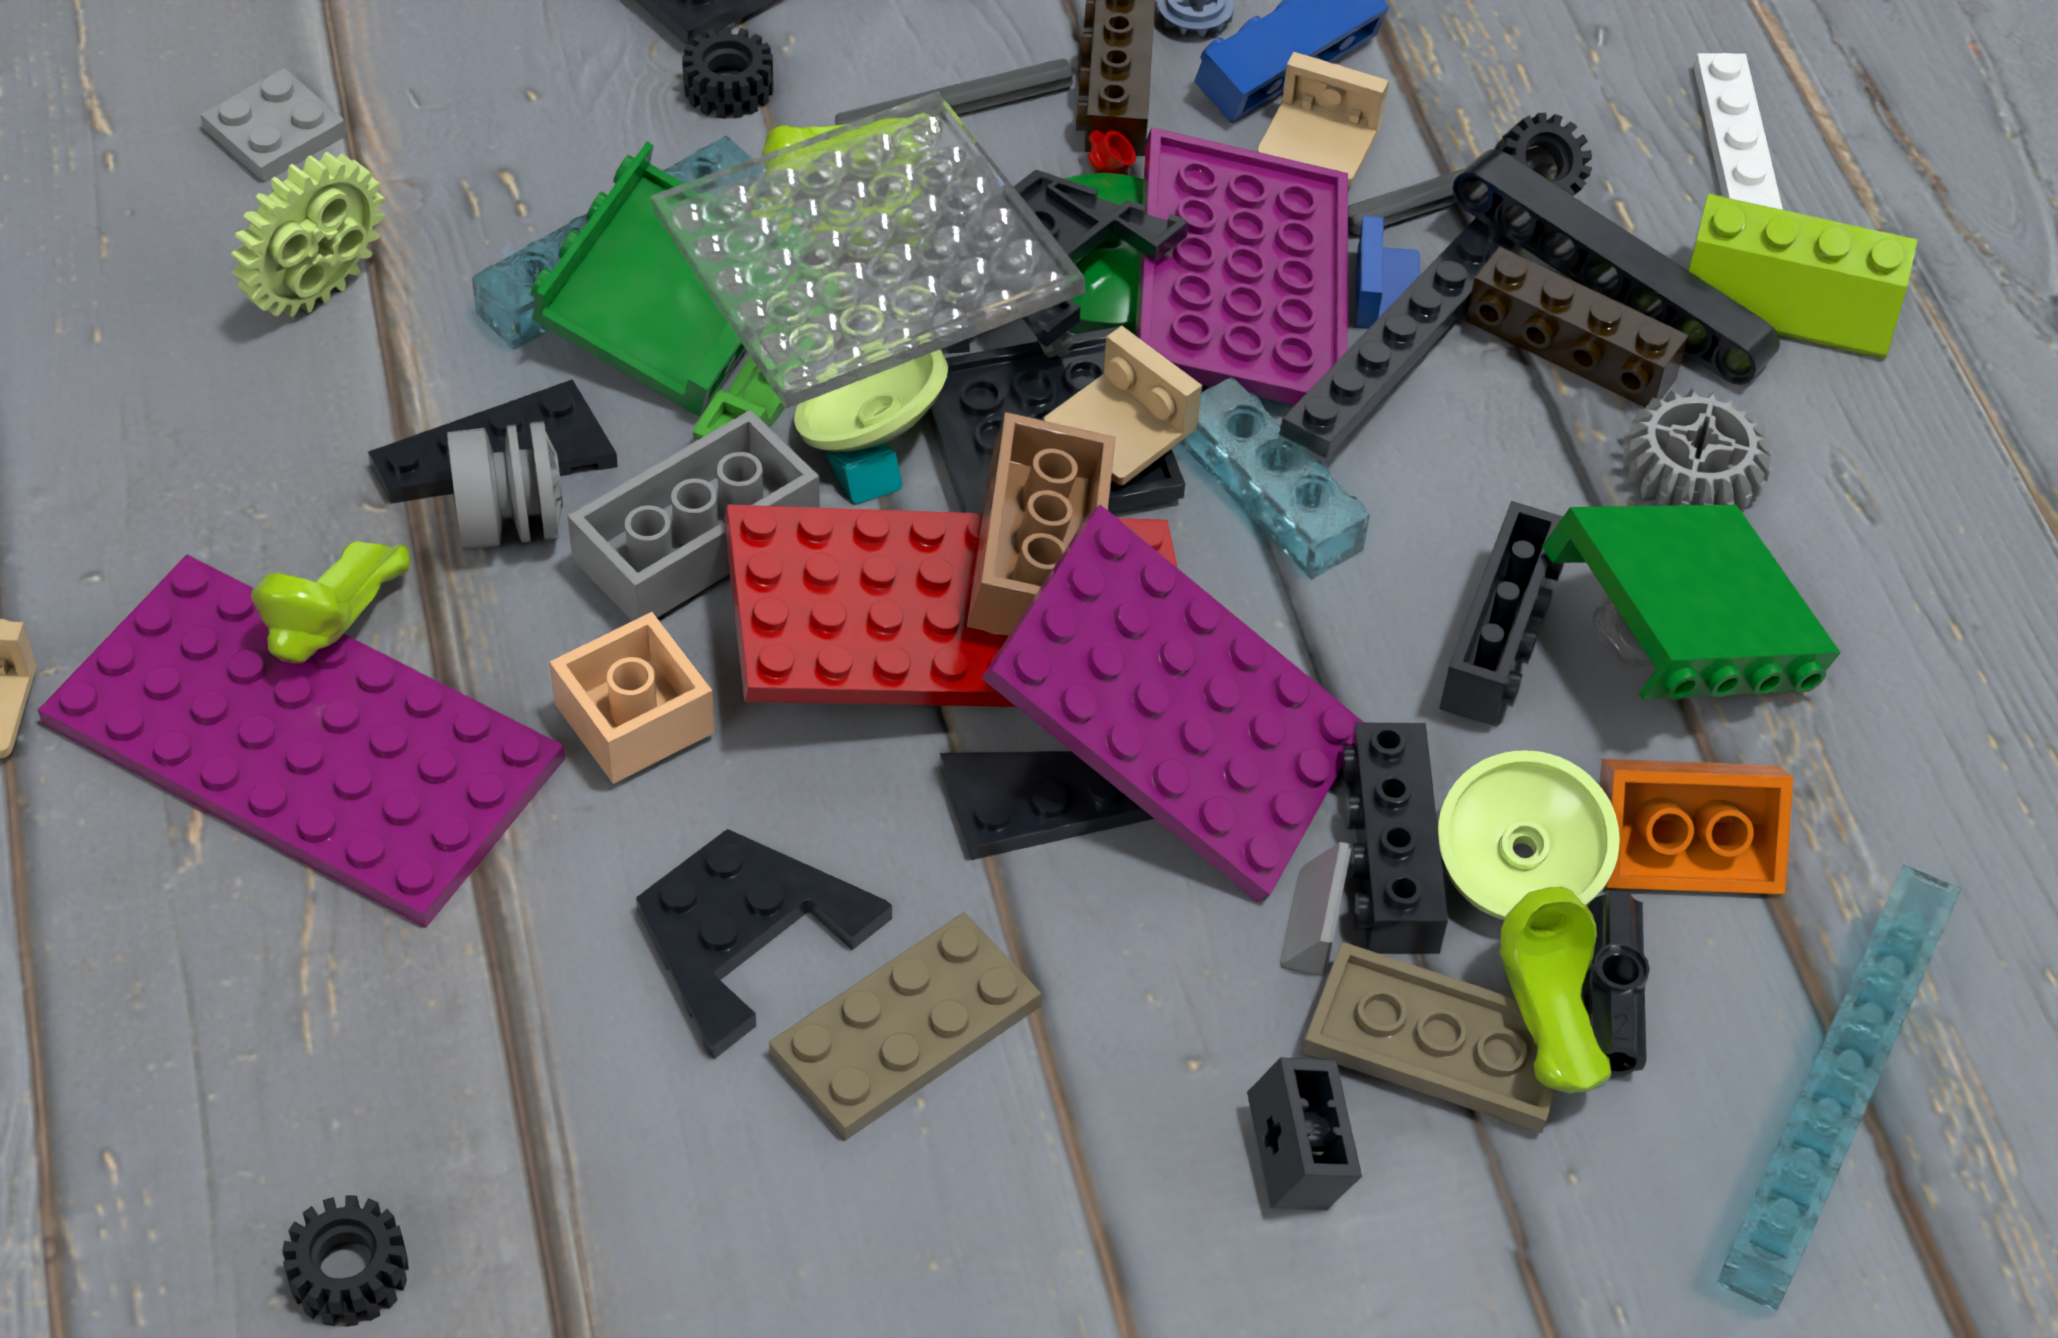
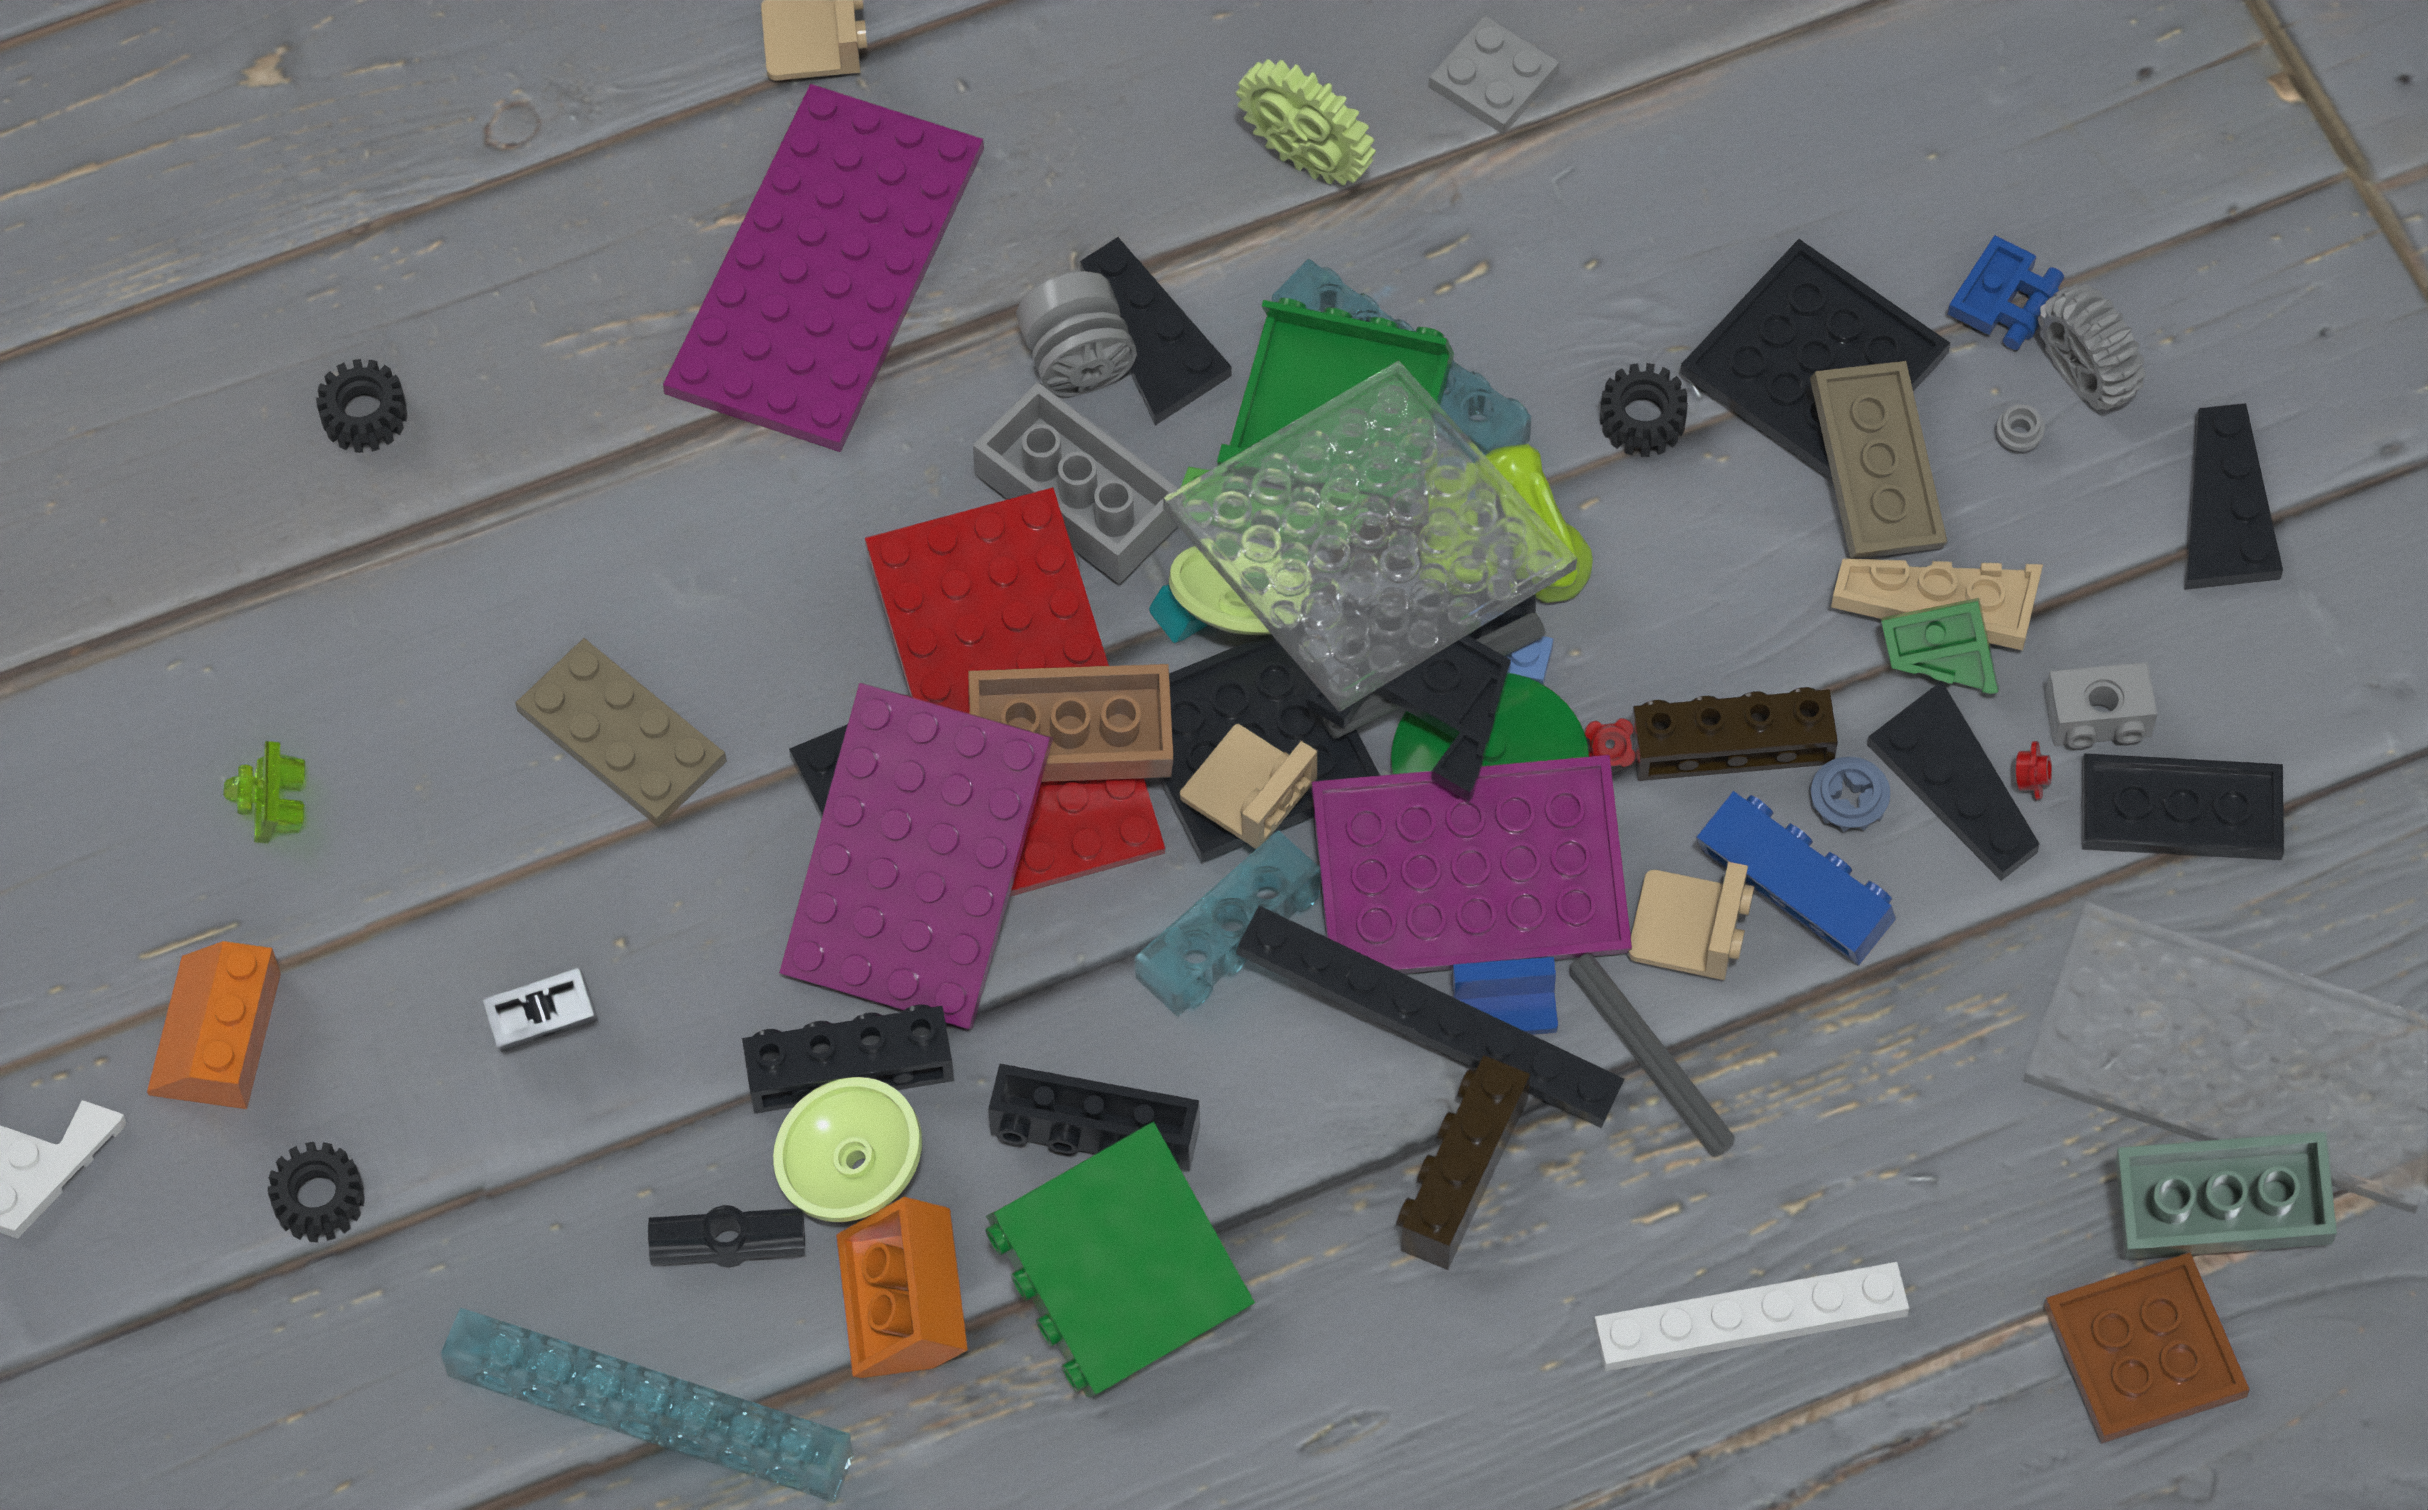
camera: 85 degrees right, 10 degrees up
(315, 614) = (911, 232): lime hair -> none
(632, 697) = (880, 473): light nougat brick -> none
(728, 907) = (704, 587): black wing -> none
(983, 91) = (1661, 604): dark grey axle -> none
(1315, 911) = (763, 1013): light grey slope -> none
(1429, 1036) = (659, 1111): dark tan plate -> none
(1546, 956) = (723, 1168): lime hair -> none
(1557, 142) = (1647, 1114): black tyre -> none
(1615, 264) = (1544, 1187): black beam -> none
(1664, 444) = (1308, 1275): light grey gear -> none
(1805, 273) = (1574, 1352): lime slope -> none

